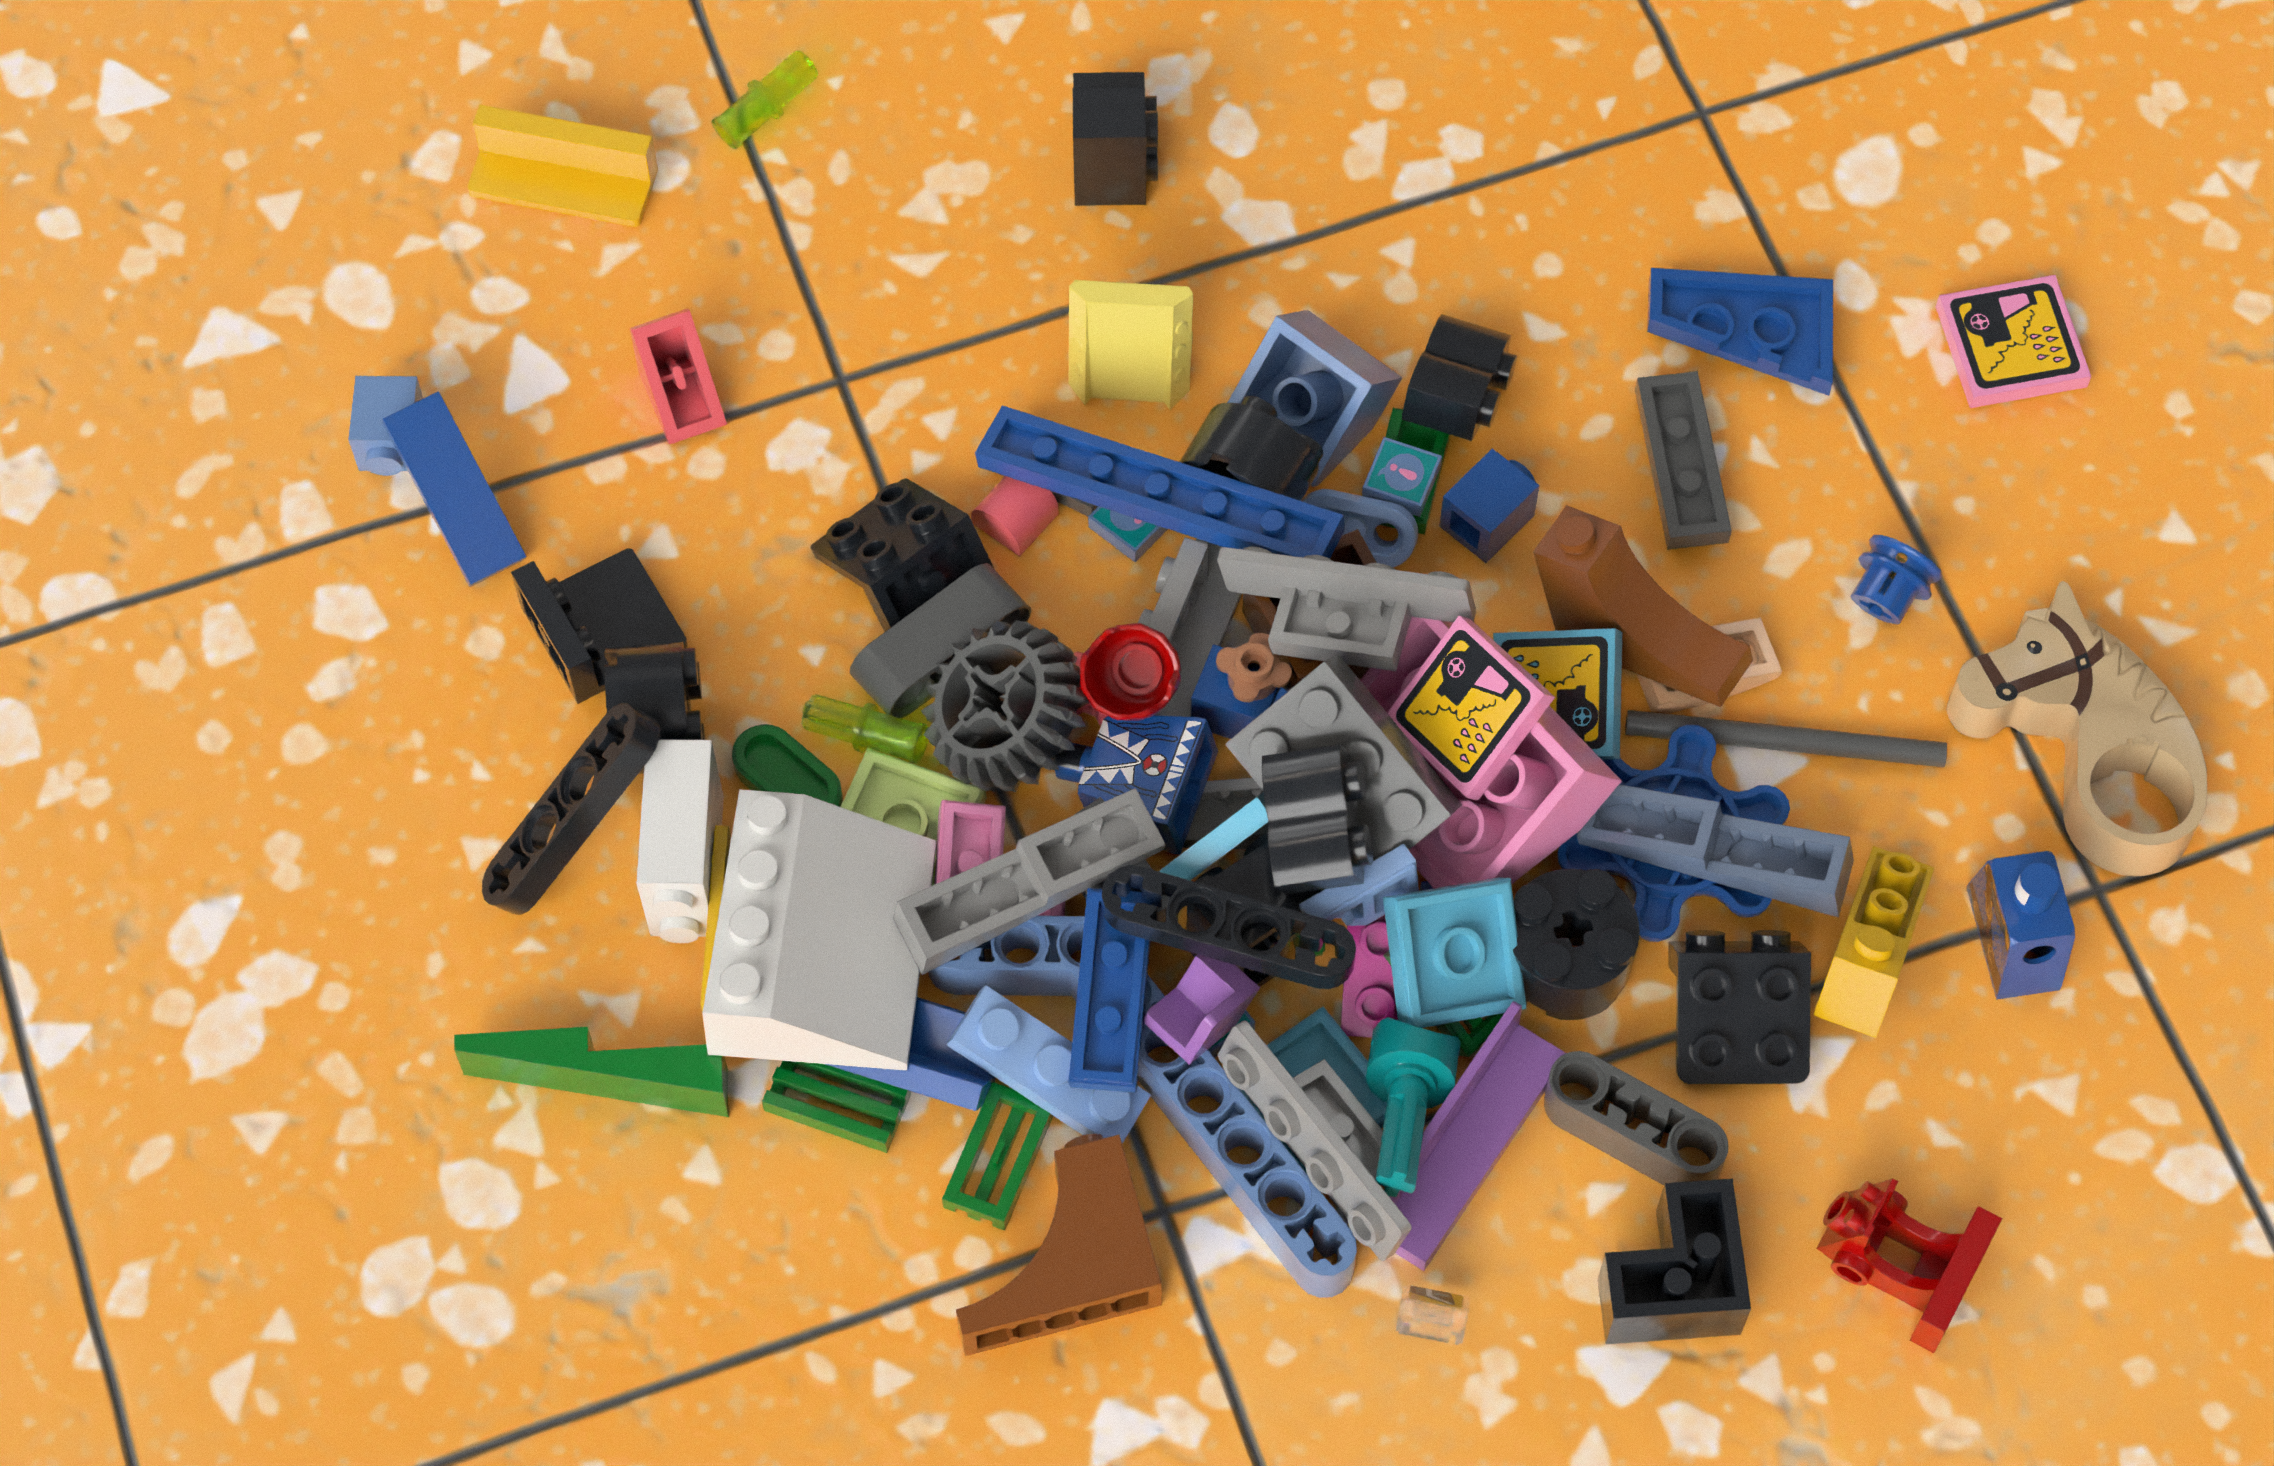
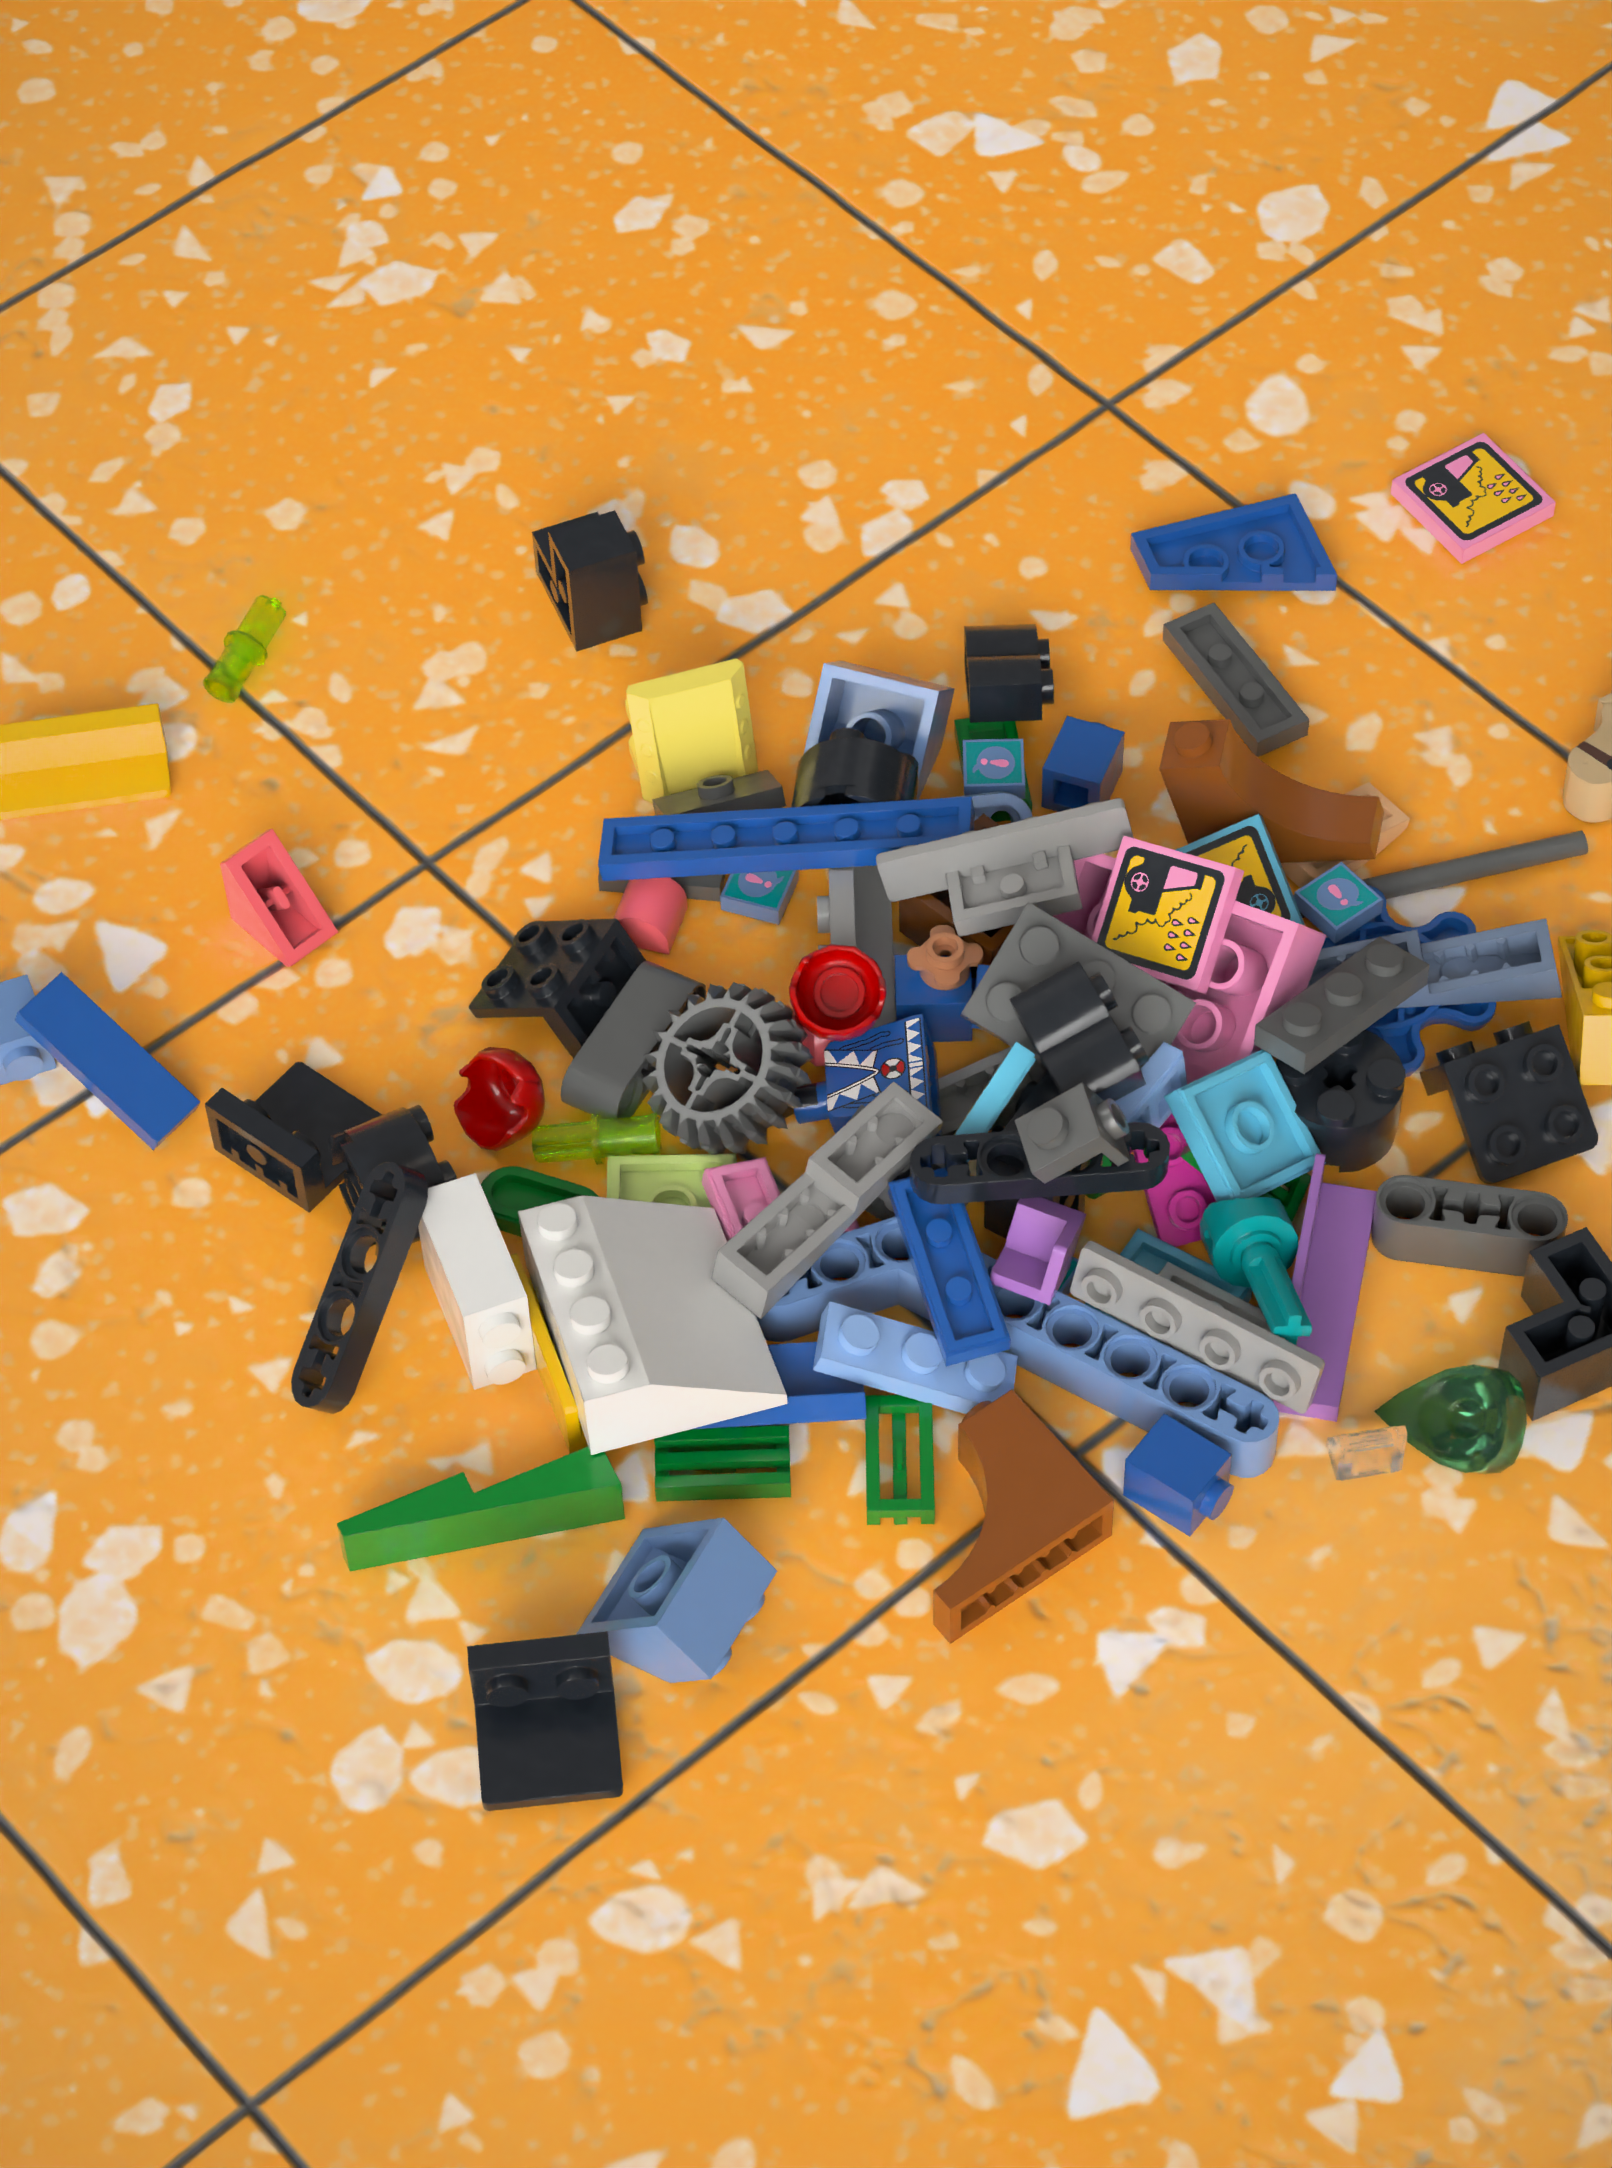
camera: 20 degrees left, 10 degrees down
(561, 1300) = (545, 1721): none -> black bracket
(732, 1224) = (681, 1599): none -> medium blue slope
(793, 657) = (501, 1098): none -> red hair
(1132, 416) = (725, 793): none -> dark grey plate
(1242, 1275) = (1178, 1475): none -> blue brick
(1262, 915) = (1071, 1132): none -> dark grey bracket
(1535, 1319) = (1463, 1418): none -> clear green piece
(1602, 860) = (1341, 1004): none -> dark grey plate
(1664, 739) = (1338, 902): none -> medium blue tile
(1898, 570) = (1471, 707): blue piece -> none

